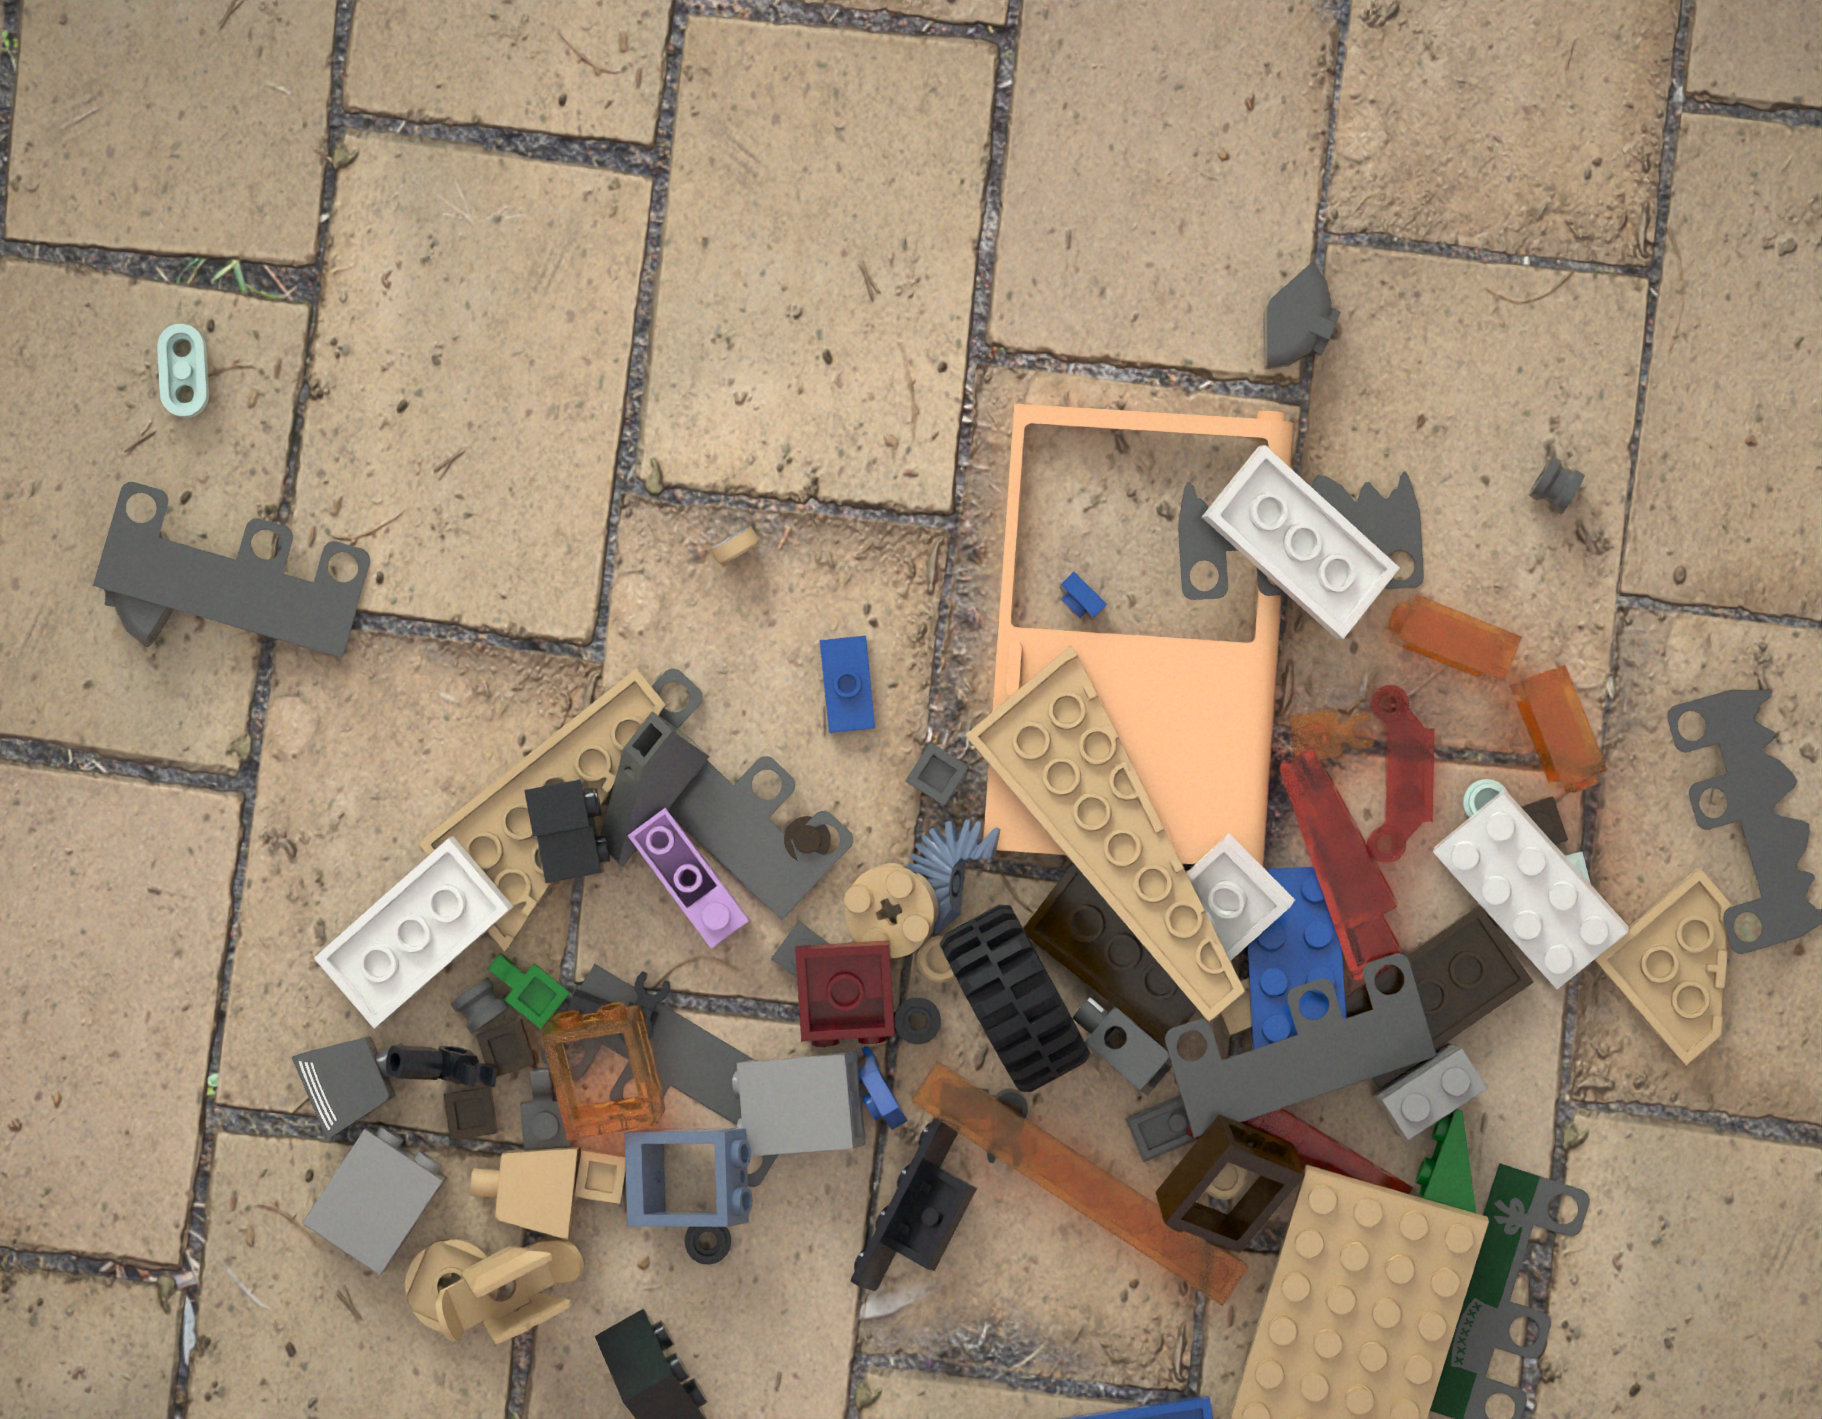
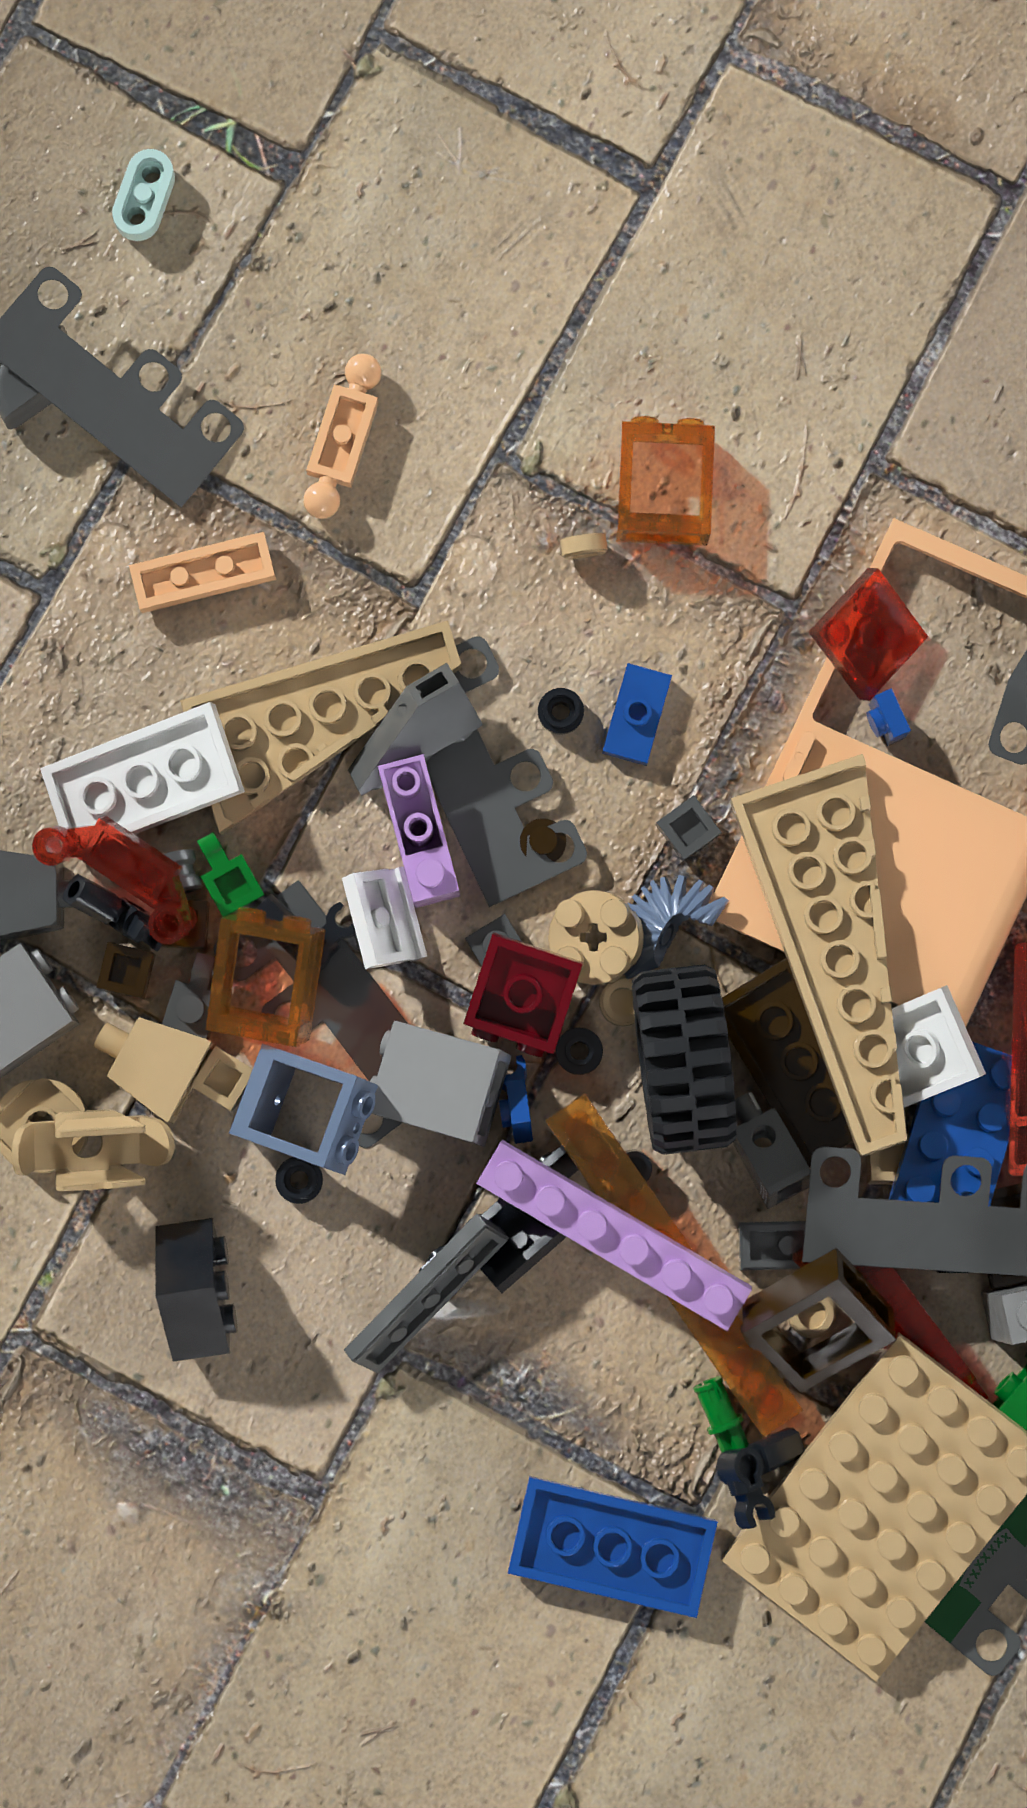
camera: 15 degrees right, 5 degrees down
(388, 712) = (202, 572): none -> light nougat plate
(435, 1018) = (128, 864): none -> clear red plate
(466, 529) = (342, 436): none -> light nougat plate
(566, 829) = (324, 726): black brick -> none
(689, 970) = (384, 917): none -> white plate
(775, 694) = (564, 697): none -> black plate
(802, 499) = (665, 527): none -> clear orange window
(866, 1299) = (426, 1293): none -> dark grey tile
(1014, 1179) = (614, 1235): none -> lavender plate
(1033, 527) = (868, 634): none -> clear red plate
(1183, 1307) = (721, 1414): none -> green axle
(1214, 1340) = (743, 1470): none -> black bar

